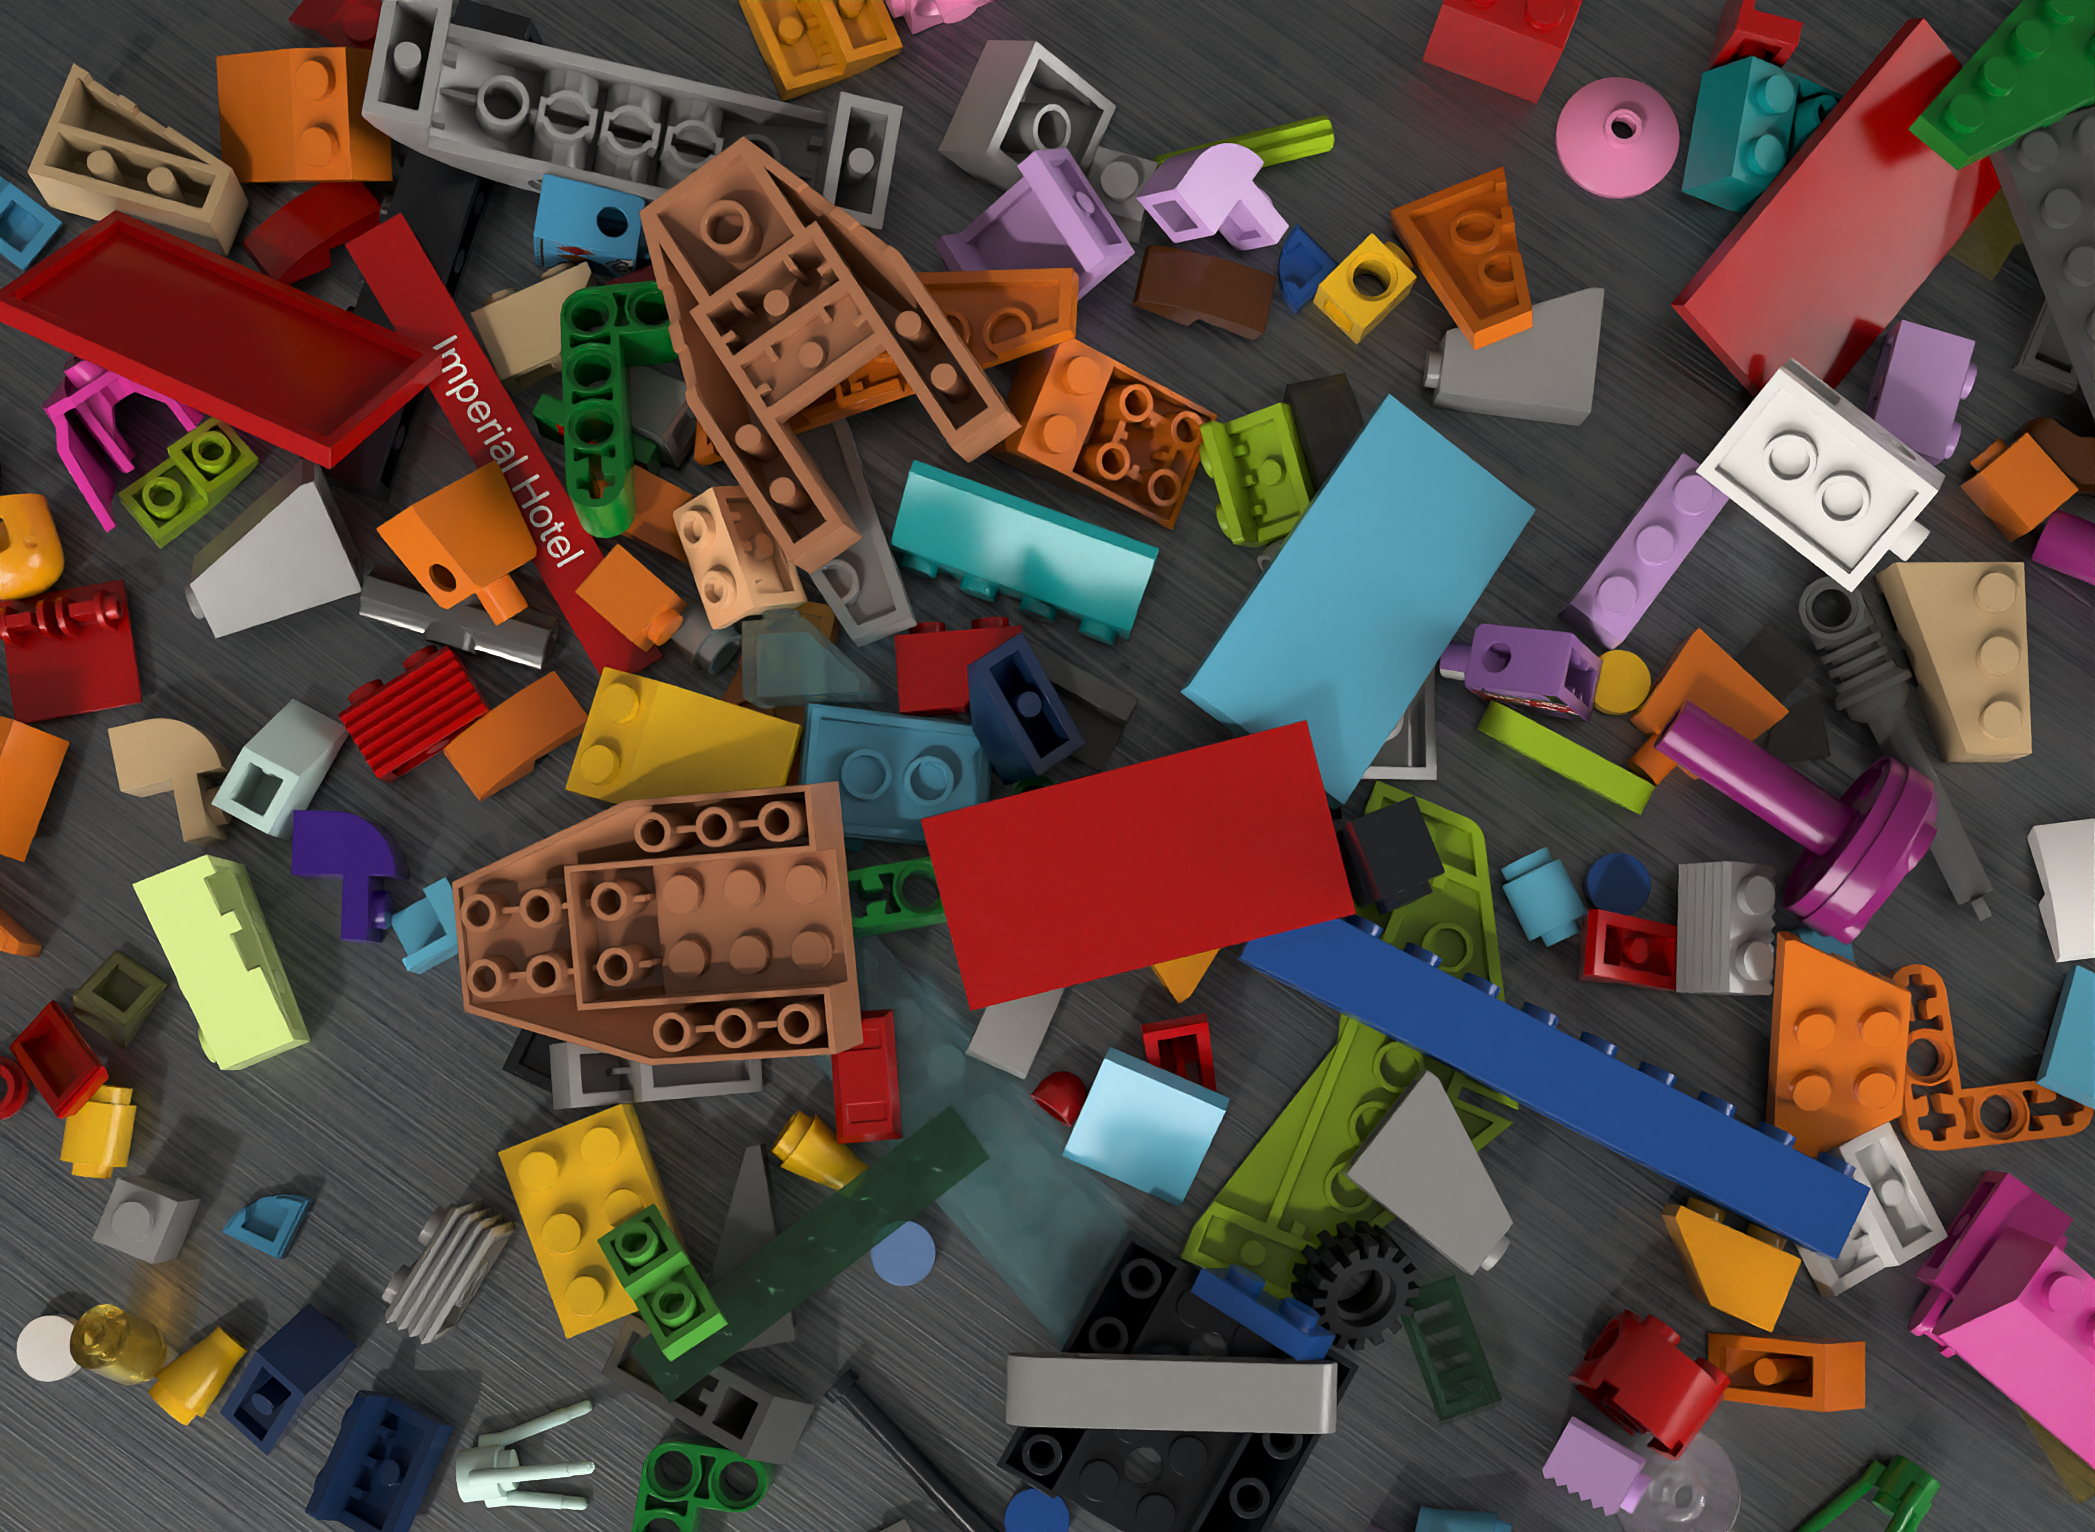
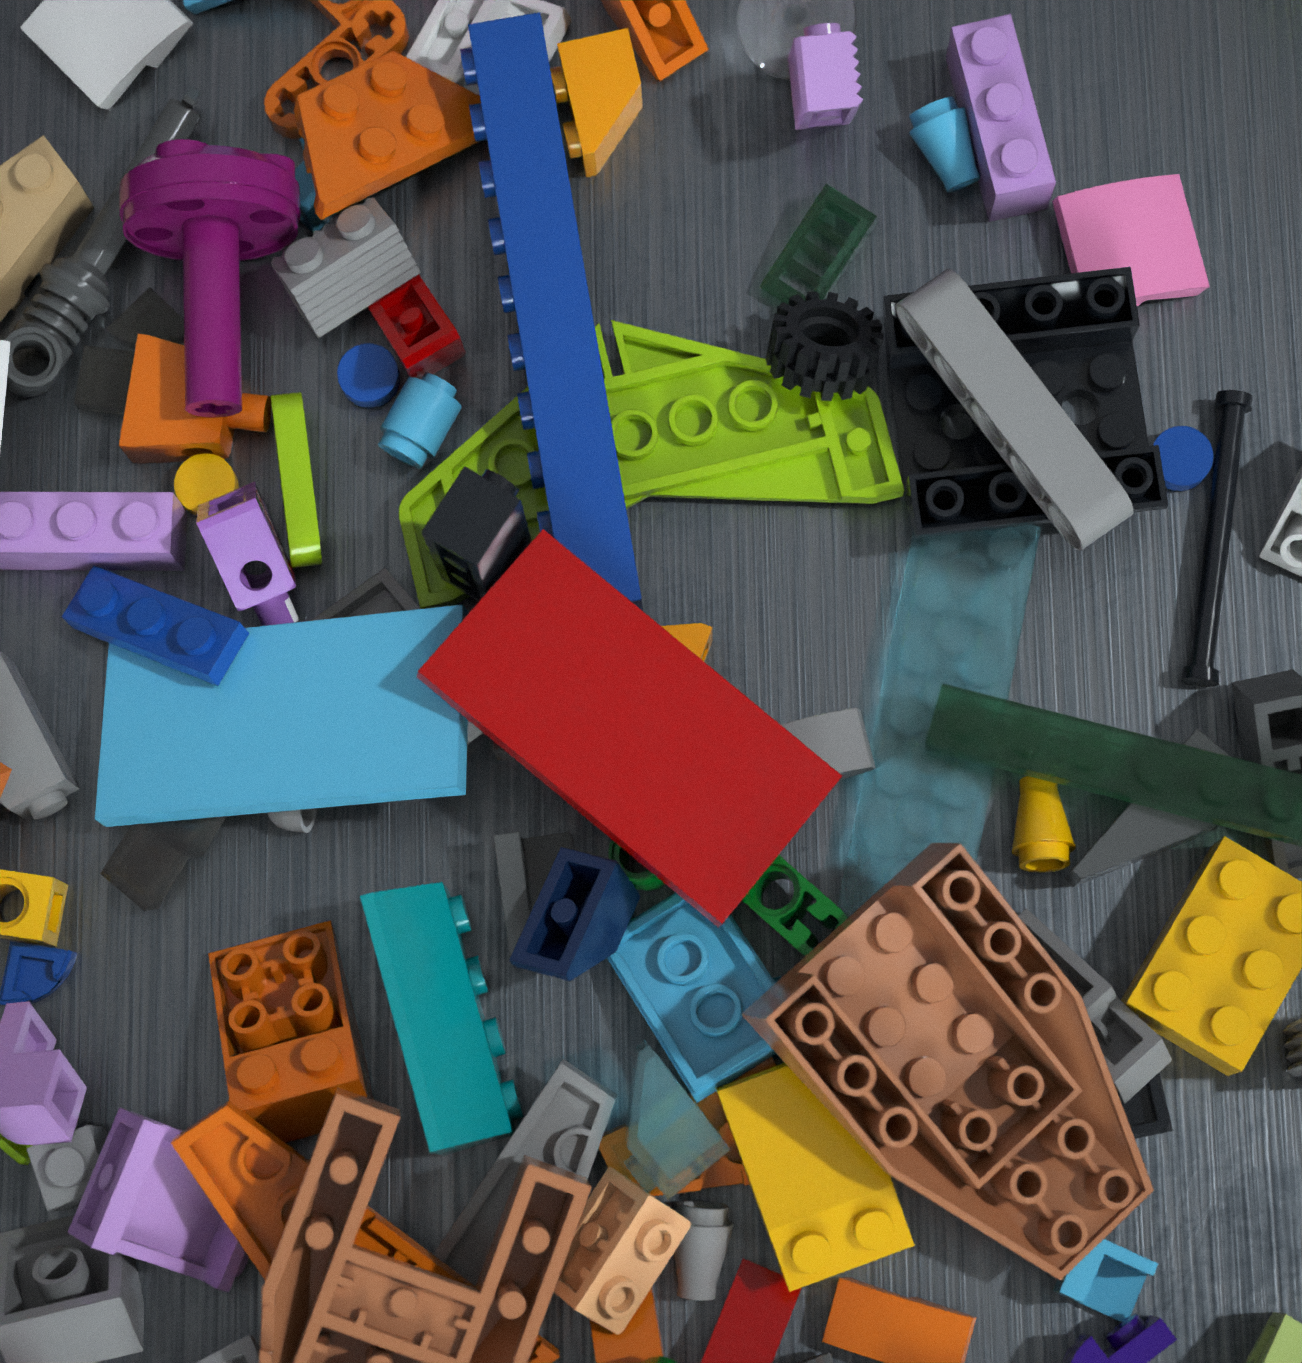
camera: 120 degrees left, 5 degrees down
(633, 599) = (716, 1309): orange brick -> none
(662, 1282) = (1238, 855): bright green slope -> none
(868, 1083) = (966, 815): red tile -> none
(905, 1255) = (1066, 695): medium blue tile -> none
(935, 663) = (584, 1014): red slope -> none
(1061, 1096) = (851, 671): red hinge -> none
(1145, 1126) = (825, 586): medium azure tile -> none
(1181, 1048) = (757, 599): red slope -> none
(1204, 287) = (108, 1039): reddish brown slope -> none
(1257, 474) = (236, 878): lime bracket -> none
(1283, 1323) = (896, 365): blue plate -> none
(1432, 1177) = (699, 345): light grey slope -> none
(1519, 554) = (156, 625): none -> blue plate
(1648, 1383) = (731, 88): red brick -> none

